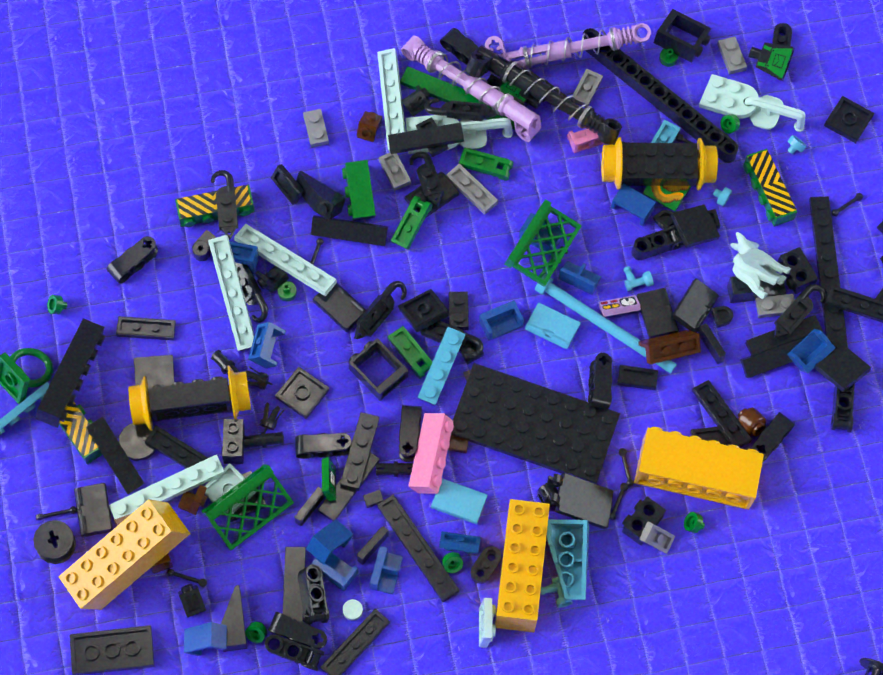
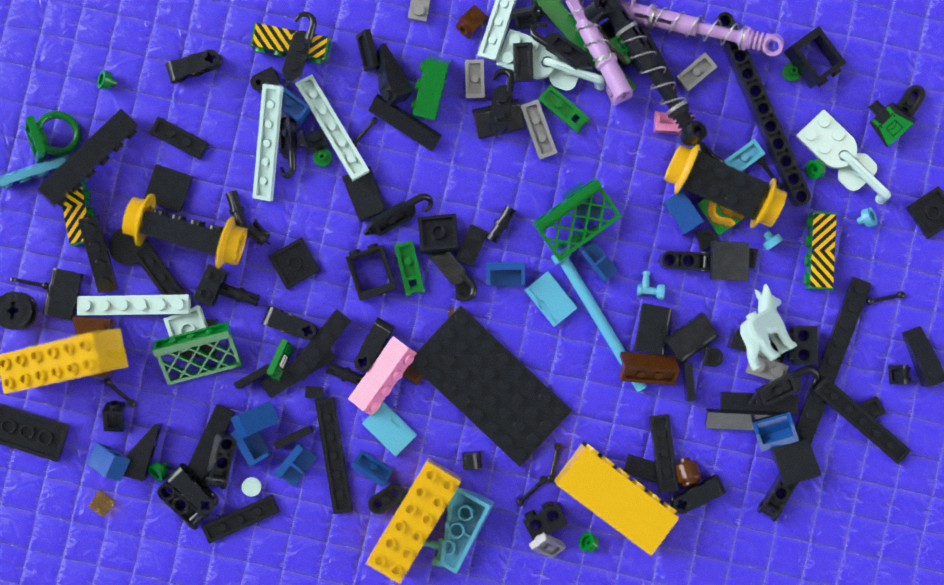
camera: 25 degrees right, 20 degrees up
(191, 502) = (151, 326): reddish brown bracket -> none
(264, 343) = (276, 204): blue panel -> none
(270, 423) = (253, 280): black piece -> none
(411, 222) = (465, 141): green plate -> none
(426, 138) = (515, 63): black tile -> none
(441, 366) = (429, 296): medium azure plate -> none
(452, 562) = (357, 483): green tile -> none
(476, 280) = (501, 224): none -> black pin
(486, 628) = (357, 562): light aqua plate -> none
(580, 499) = (496, 480): tile -> none
(600, 381) = (567, 375): black piece -> none
(619, 306) = (621, 307): lavender tile -> none
(637, 377) = (605, 382): black tile -> none
(732, 55) = (853, 96): light grey plate -> none

